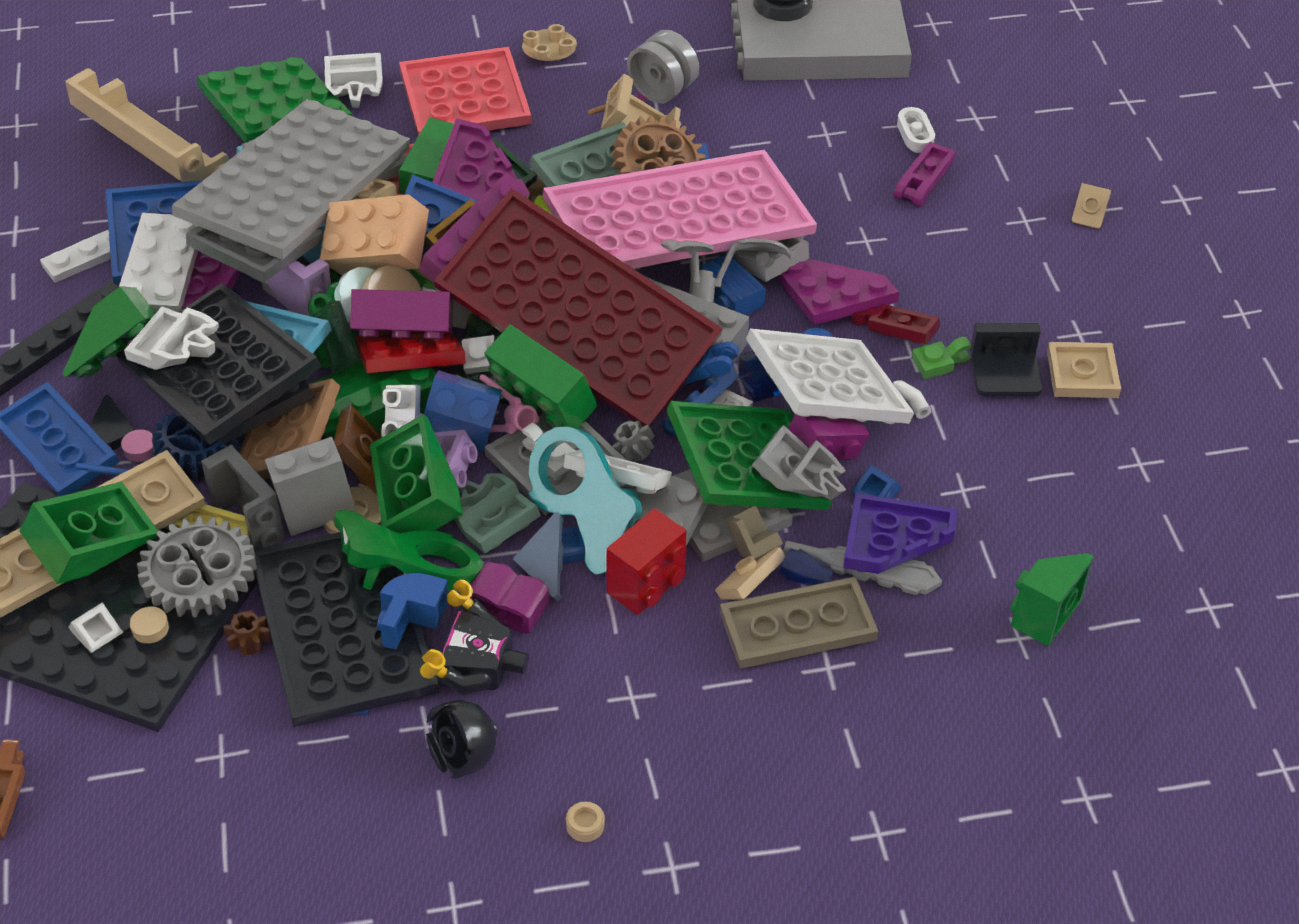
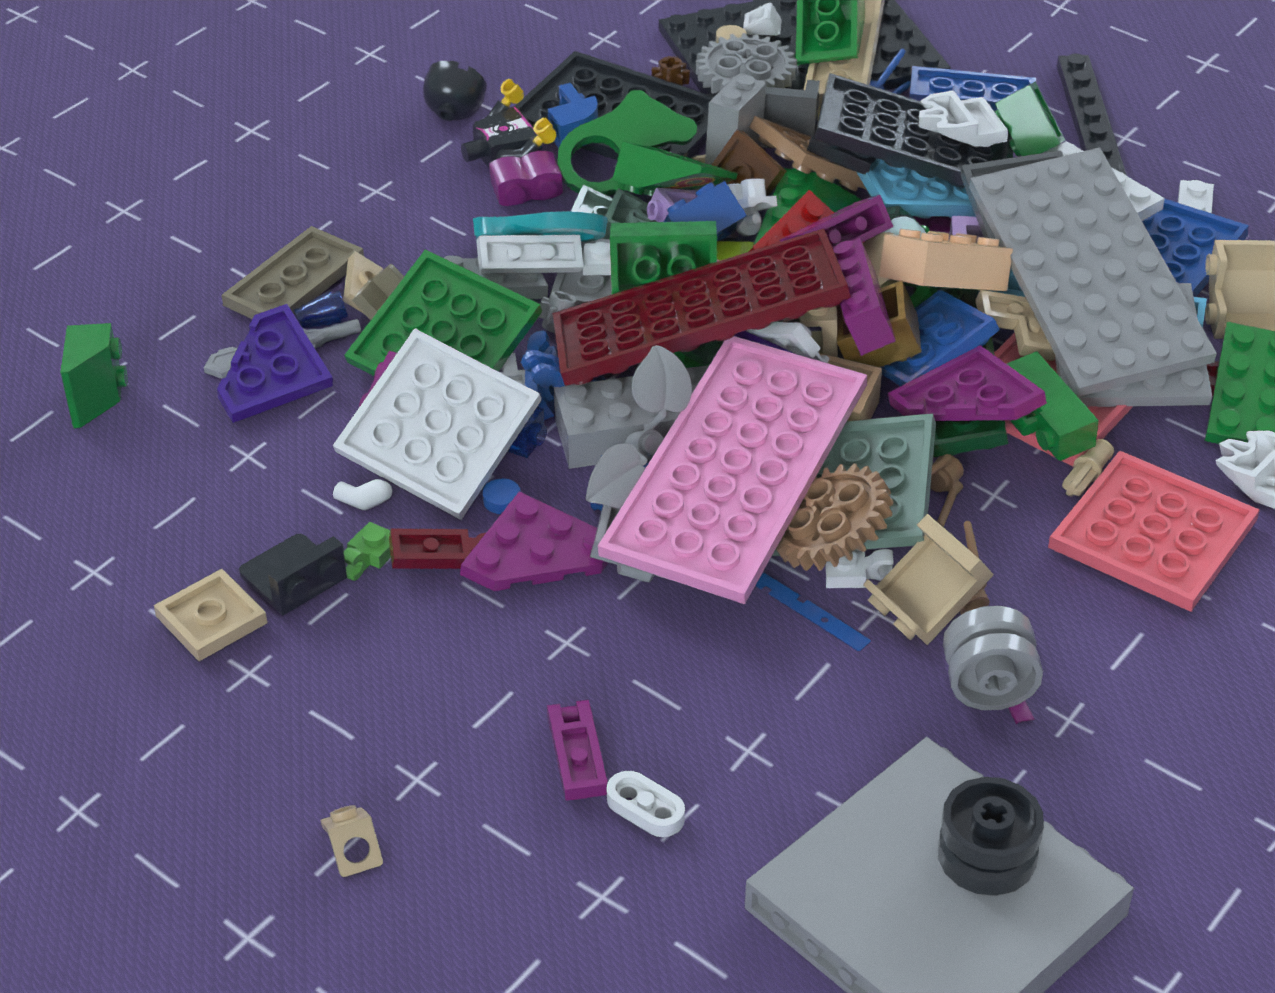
camera: 140 degrees right, 5 degrees down
(544, 555) = (521, 208): sand blue tile -> none
(549, 43) = (1170, 646): tan dish -> none
(585, 821) = (331, 116): tan tile -> none
(646, 561) = (440, 219): red brick -> none
(798, 468) = (379, 327): light grey plate -> none
(877, 484) = (323, 411): blue slope -> none

